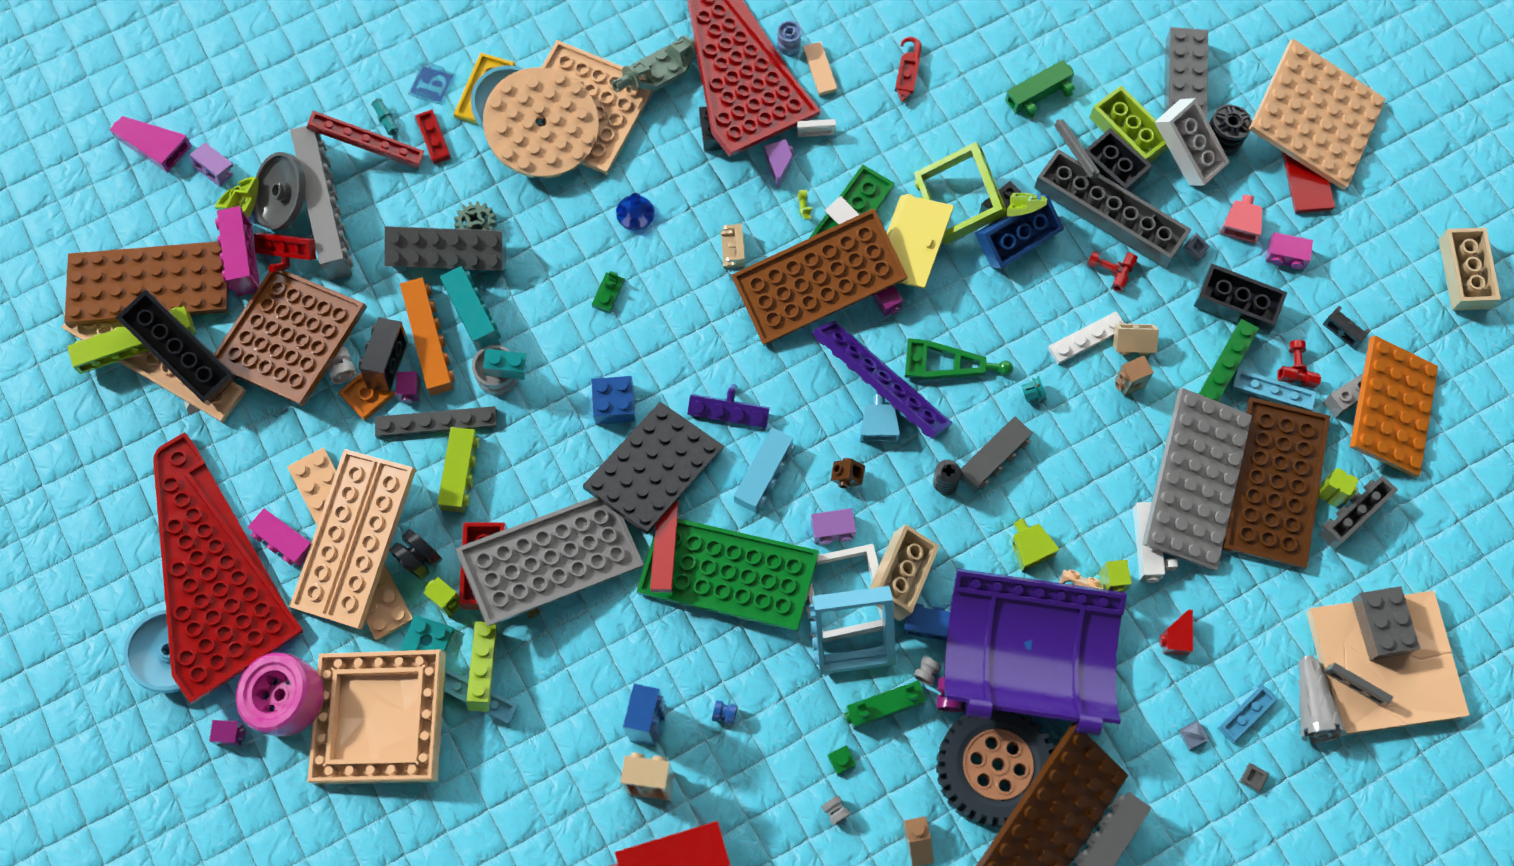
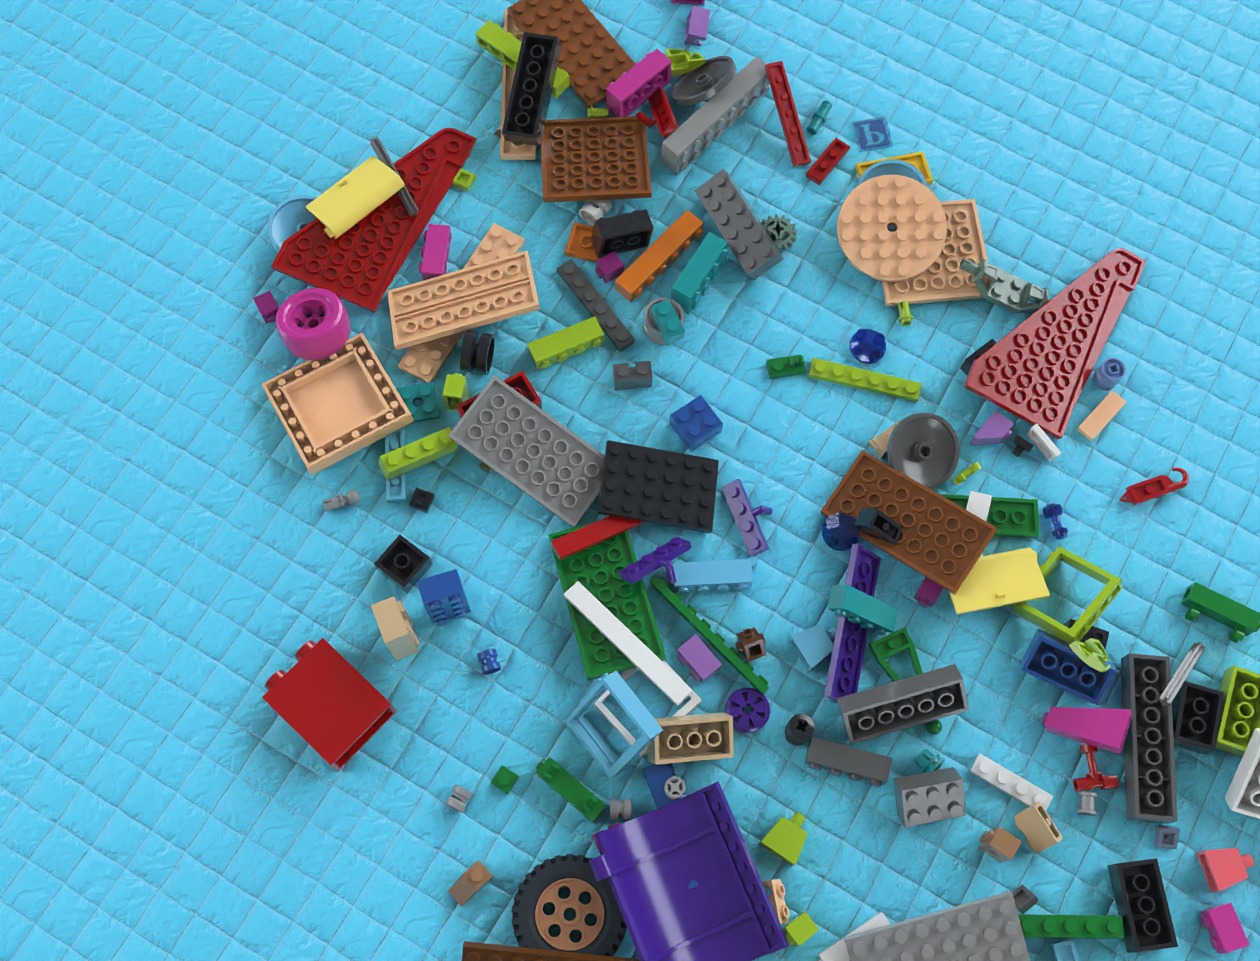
camera: 55 degrees right, 0 degrees up
(170, 579) = (355, 196): none -> light yellow door
(178, 531) = (403, 193): none -> dark grey axle
(219, 469) = (464, 179): none -> lime tile
(238, 306) = (597, 112): none -> lime pin
(483, 756) = (352, 497): none -> light grey pin
(527, 690) = (421, 500): none -> black tile
(535, 423) = (632, 377): none -> dark grey brick
(582, 740) = (403, 563): none -> black brick
(625, 163) = (904, 312): none -> lime pin
(664, 235) = (865, 380): none -> lime plate
(723, 508) = (660, 557): none -> dark purple plate
(762, 224) = (924, 449): none -> dark grey dish
(785, 576) = (627, 643): none -> white tile
(792, 338) = (840, 531): none -> clear blue dish
(807, 146) = (1021, 444): none -> black tile
(809, 302) = (878, 525): none -> black slope
(824, 502) = (714, 640): none -> green plate
(875, 360) = (862, 609): none -> teal brick
(879, 159) = (1054, 511): none -> clear blue bar
(902, 499) = (756, 701): none -> dark purple wheel
(940, 607) = (673, 786): none -> light grey wheel
(976, 378) = (903, 704): none -> dark grey brick
(1064, 406) = (929, 797): none -> brick
(1079, 244) = (1090, 726): none -> dark pink slope
(1136, 289) = (1087, 803): none -> light grey bush
(1186, 382) = (1024, 899): none -> dark grey tile

